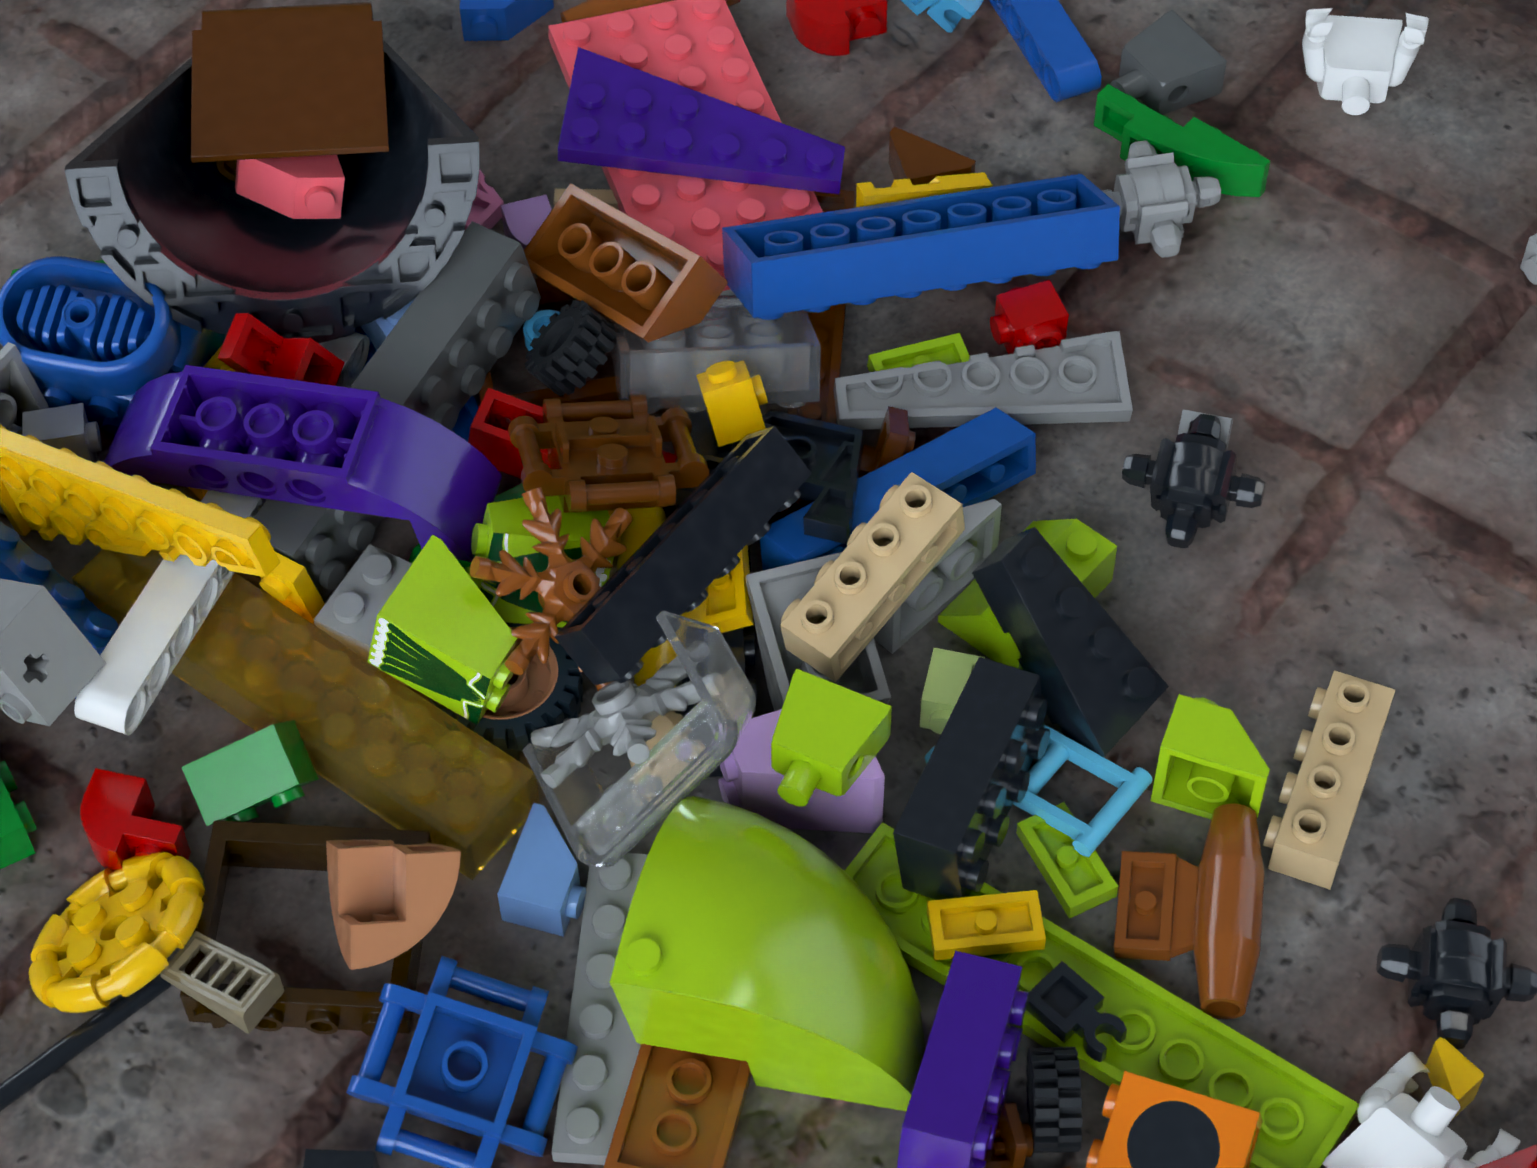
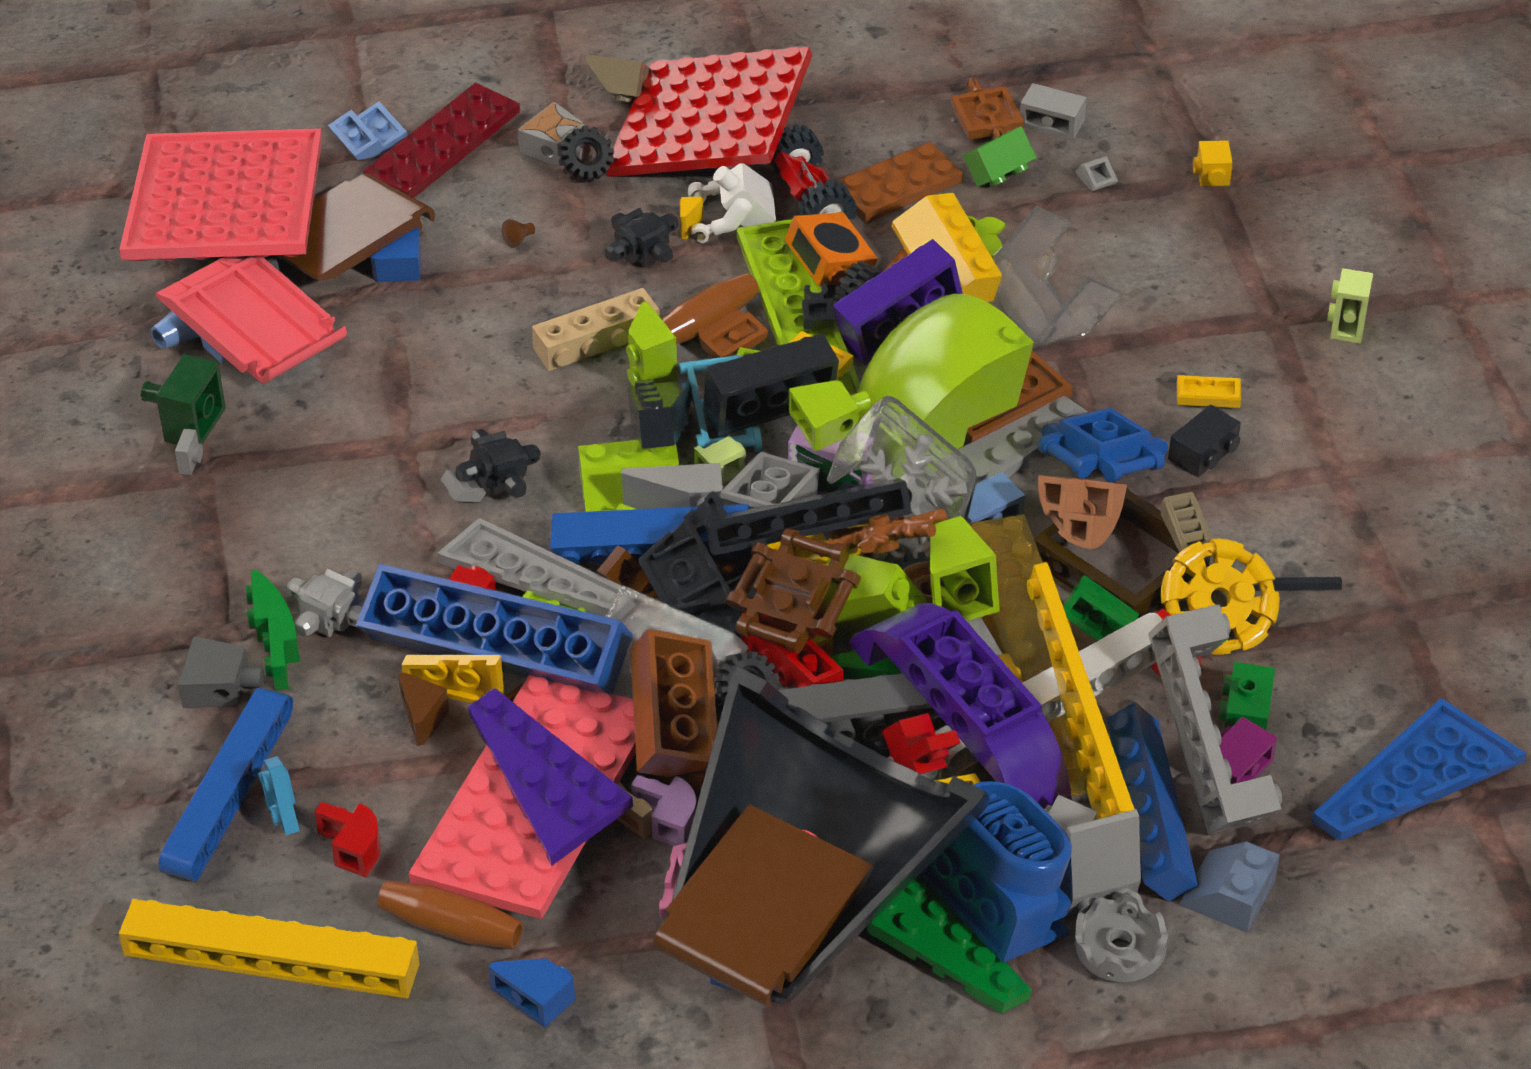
camera: 140 degrees left, 10 degrees down
(732, 400) = (692, 598): yellow brick -> none
(872, 576) = (726, 459): tan brick -> none
(1359, 56) = (115, 605): white torso -> none

